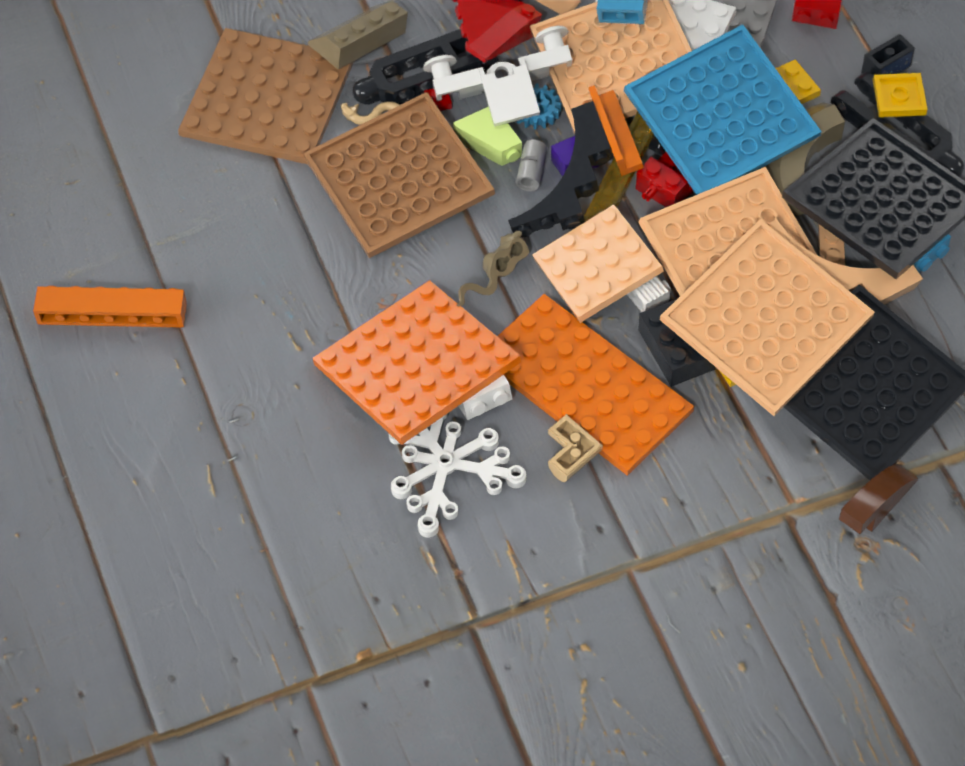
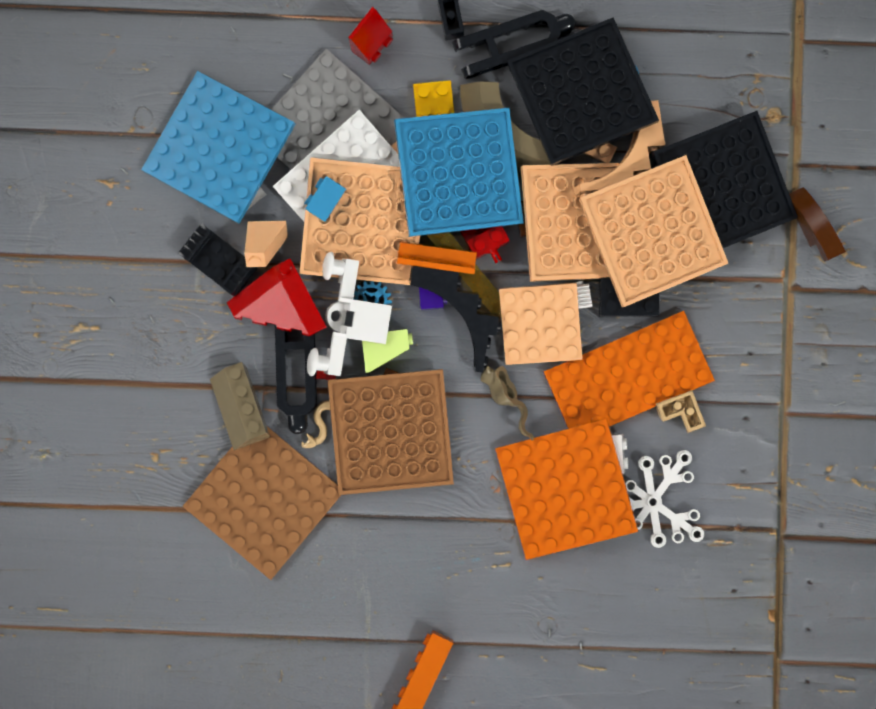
camera: 65 degrees left, 30 degrees up
(531, 165) = (425, 329): light grey pin -> none
(900, 95) = (495, 29): yellow plate -> none

